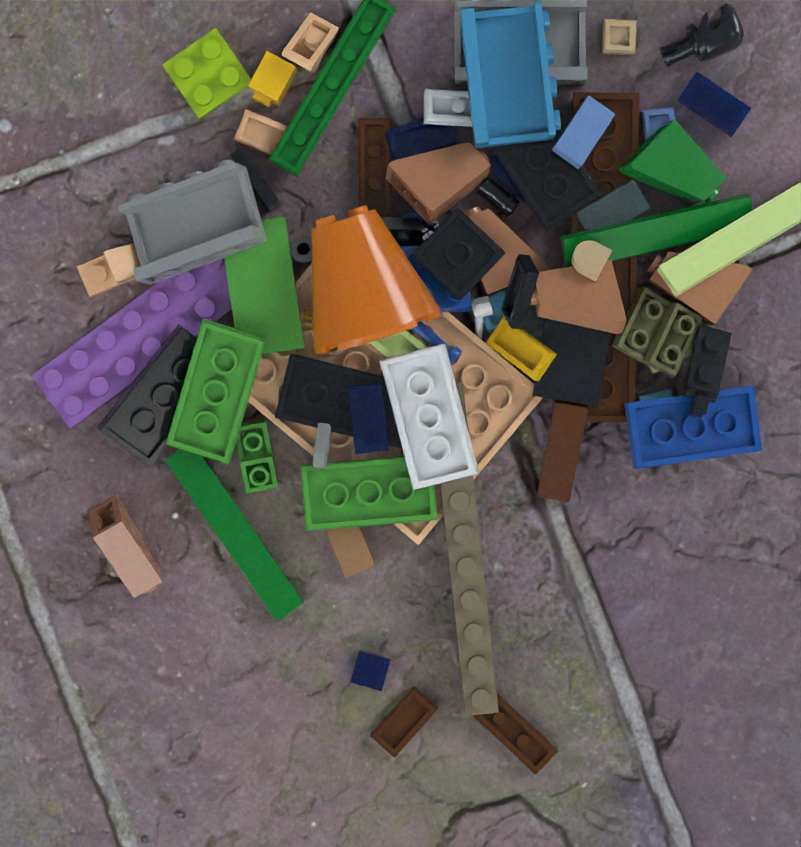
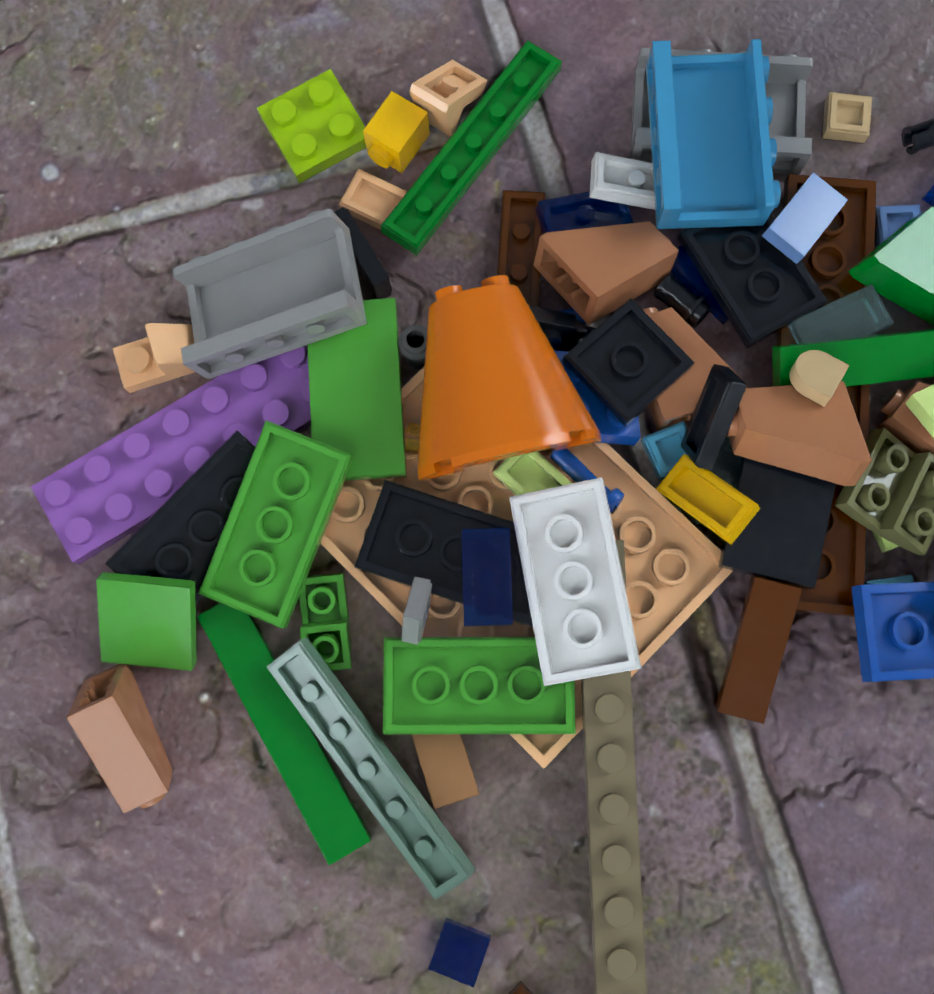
camera: 10 degrees right, 10 degrees down
(131, 466) = (147, 621): none -> bright green tile
(298, 553) = (371, 768): none -> sand green tile
(481, 308) = (652, 441): white hand -> none

